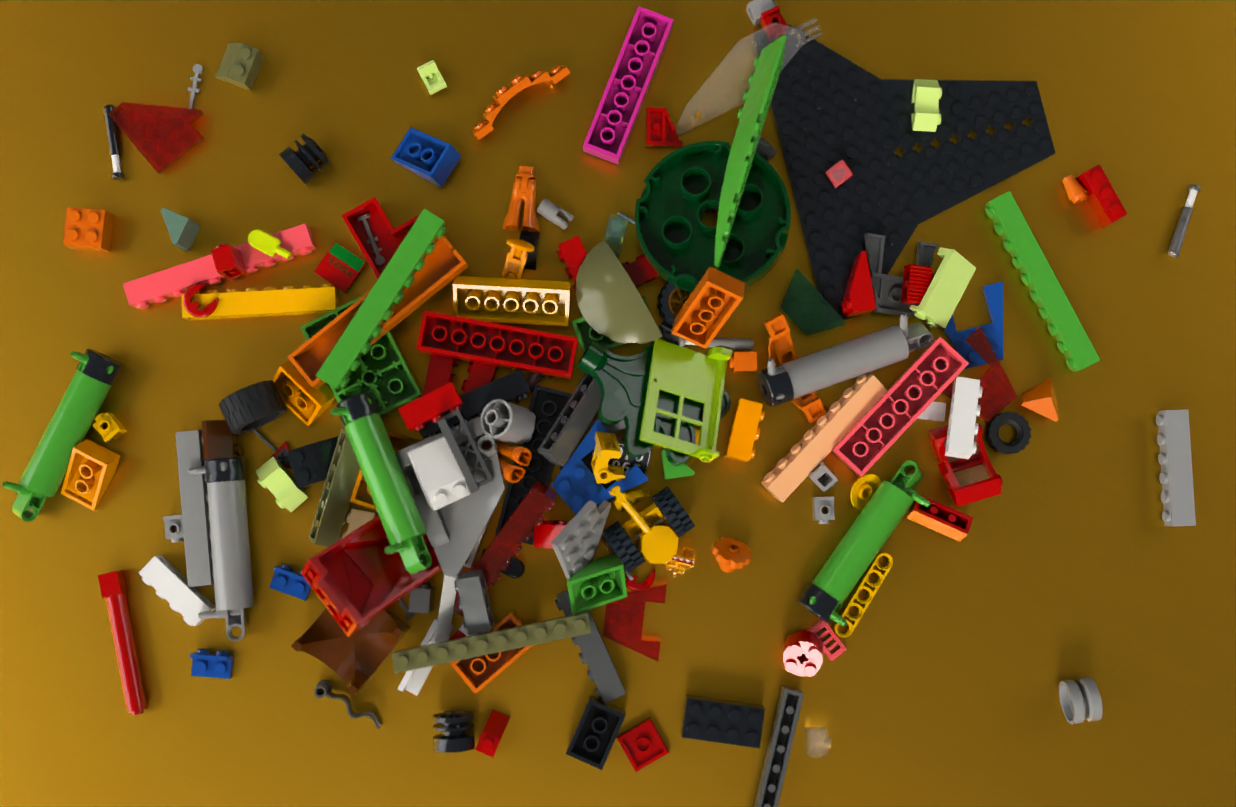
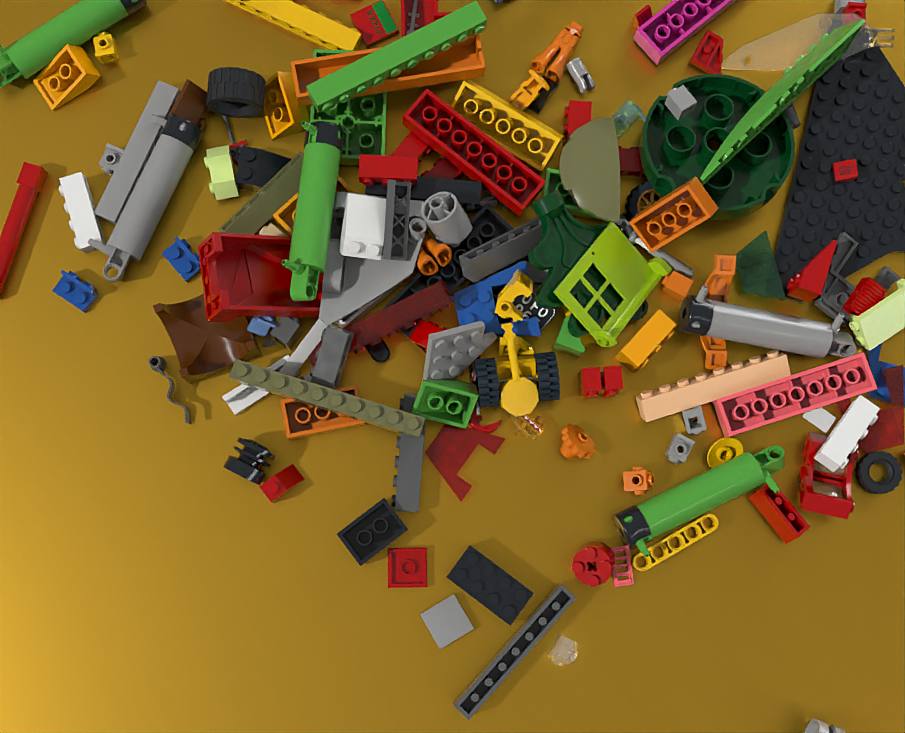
camera: 20 degrees right, 5 degrees down
(398, 607) = (261, 324): none -> medium blue bracket
(582, 127) = (642, 16): none -> red slope
(658, 197) = (680, 102): none -> light grey brick
(702, 772) = (446, 621): none -> light grey tile
(722, 489) = (596, 383): none -> red piece
(802, 558) = (638, 481): none -> orange brick

